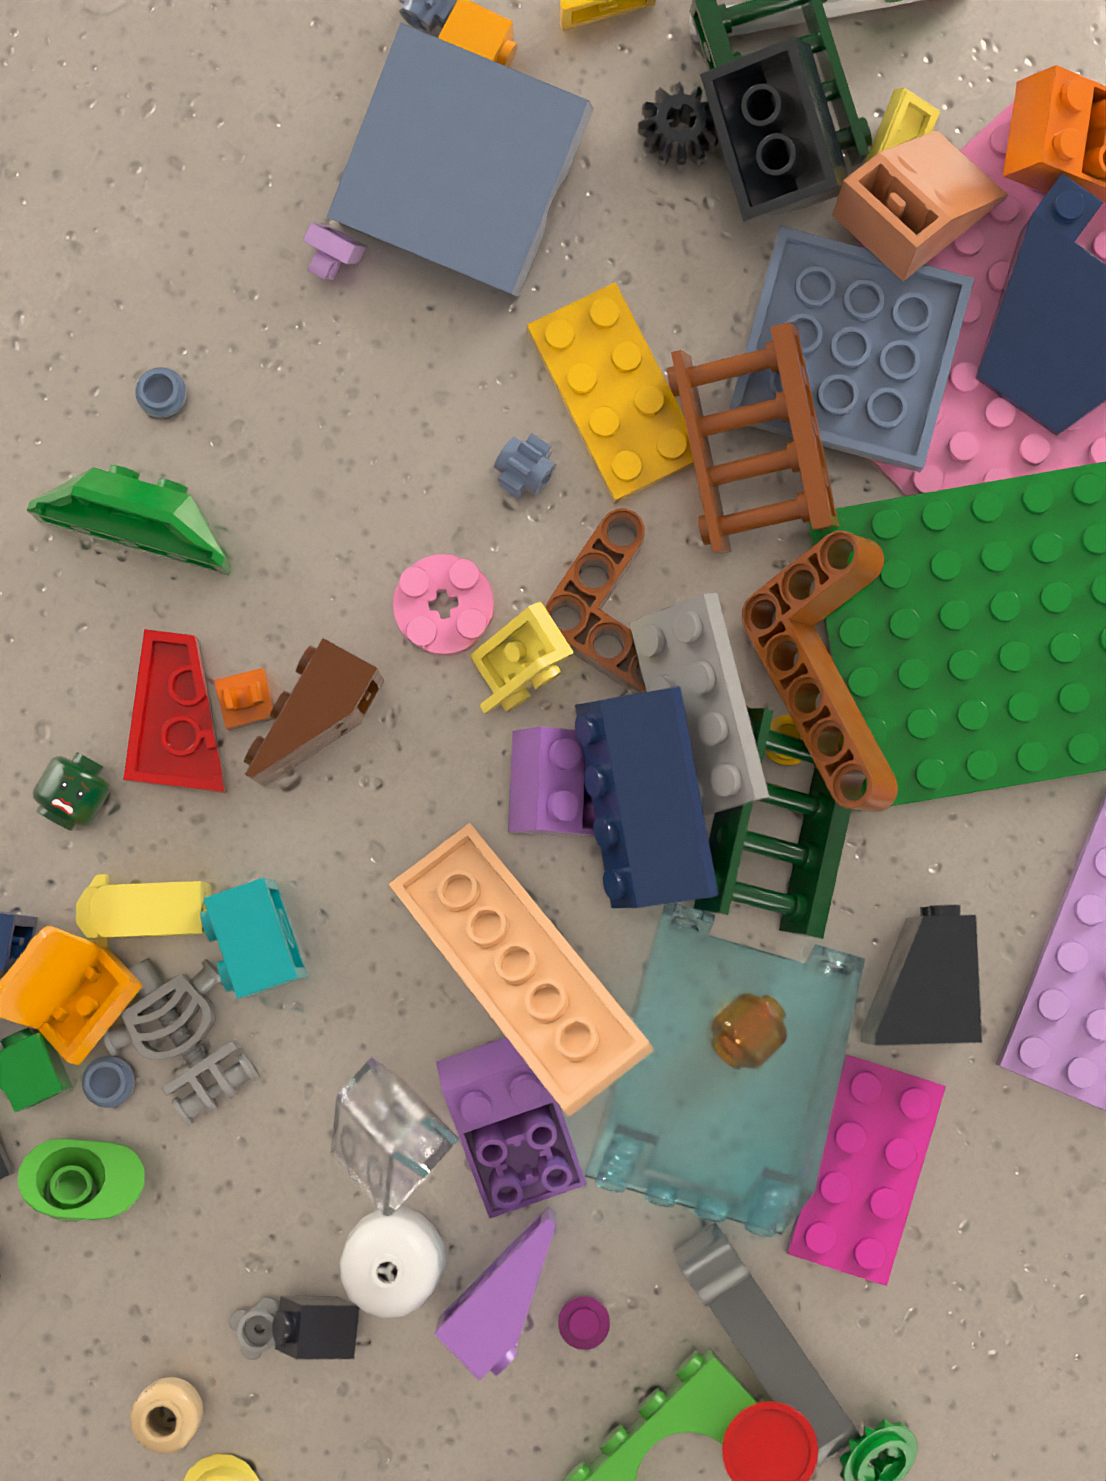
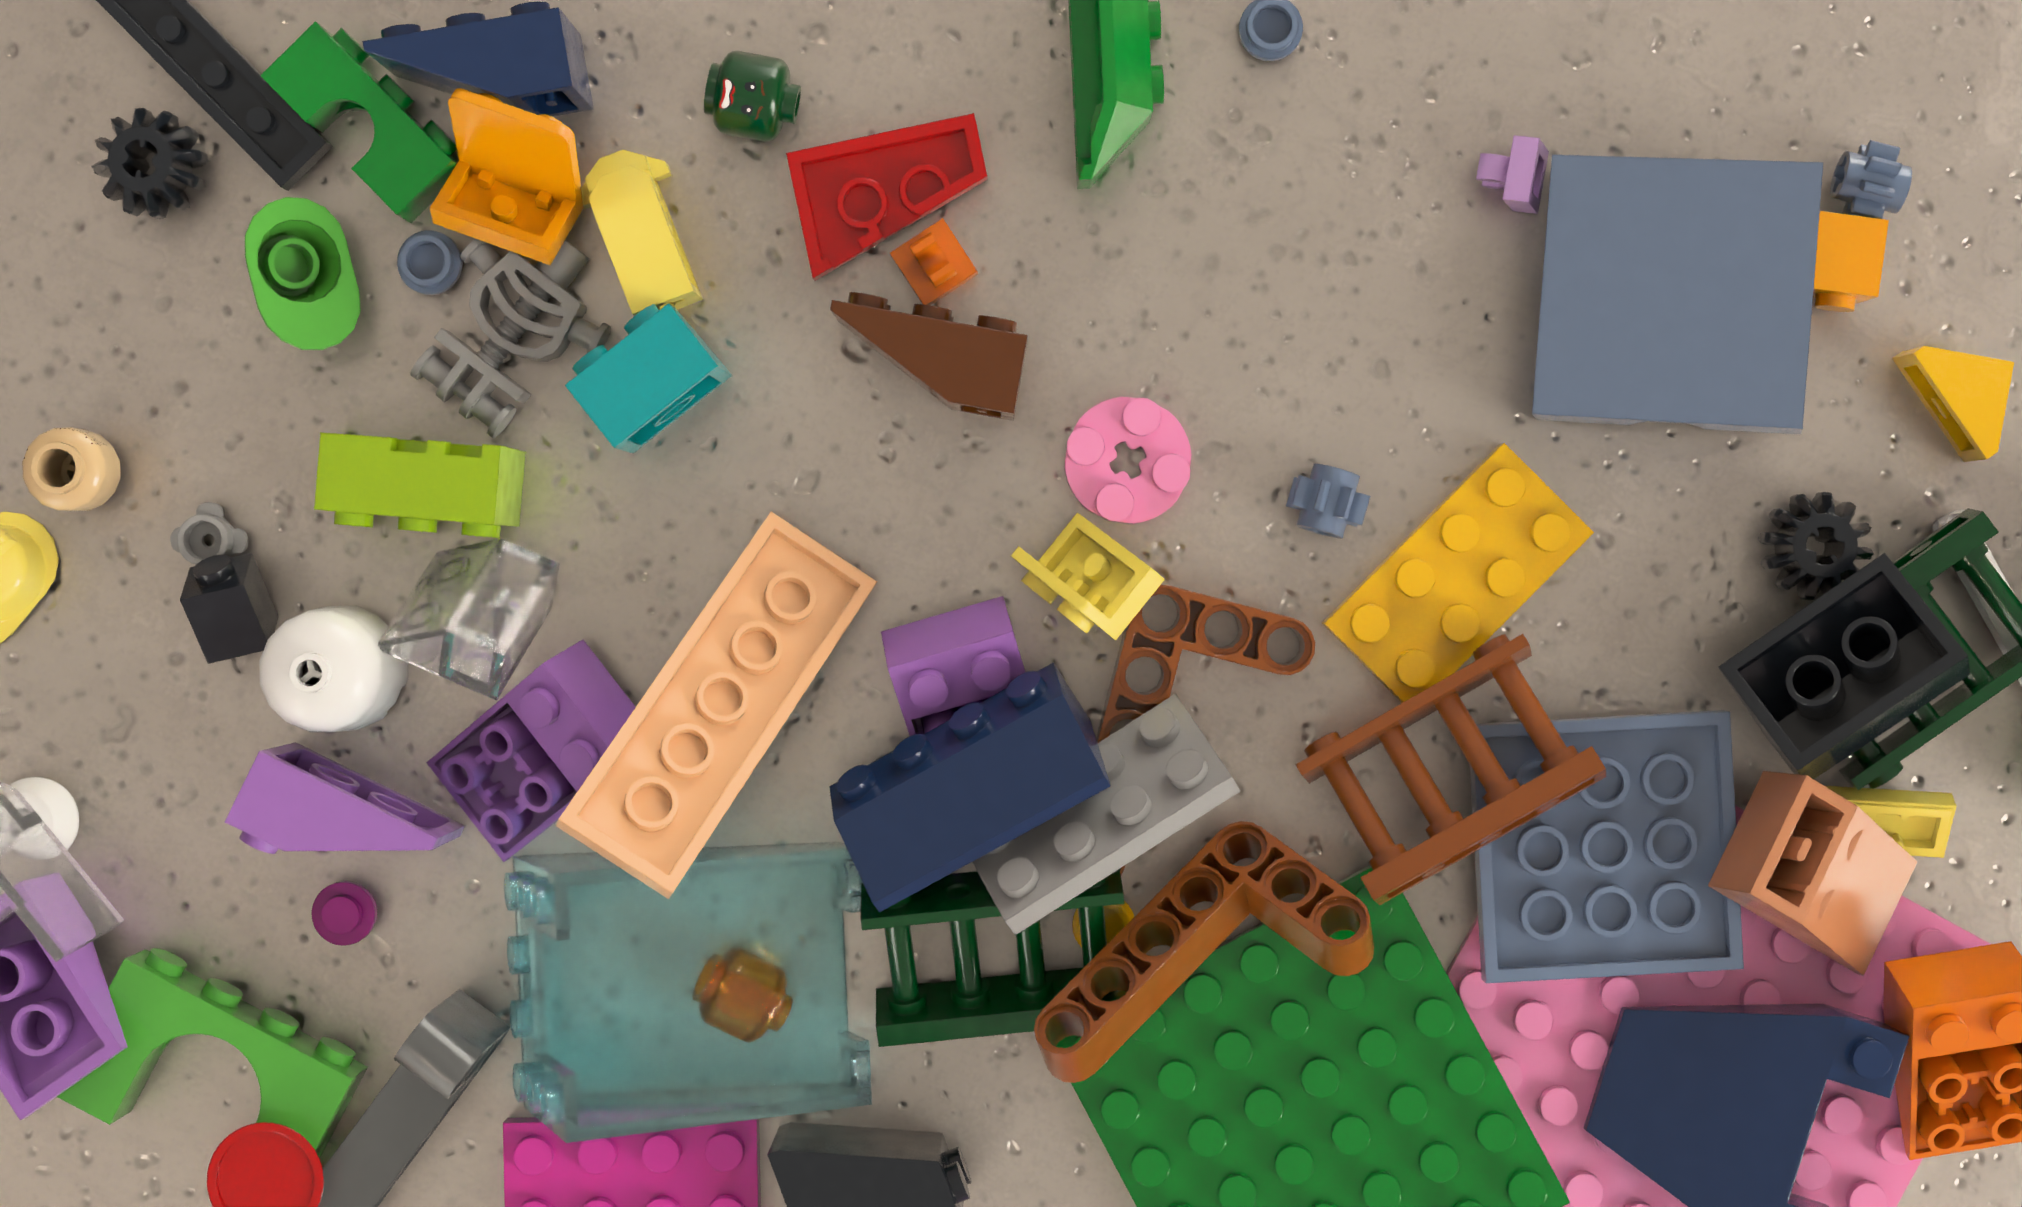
camera: 70 degrees right, 5 degrees up
(272, 1146) = (419, 483): none -> lime wedge

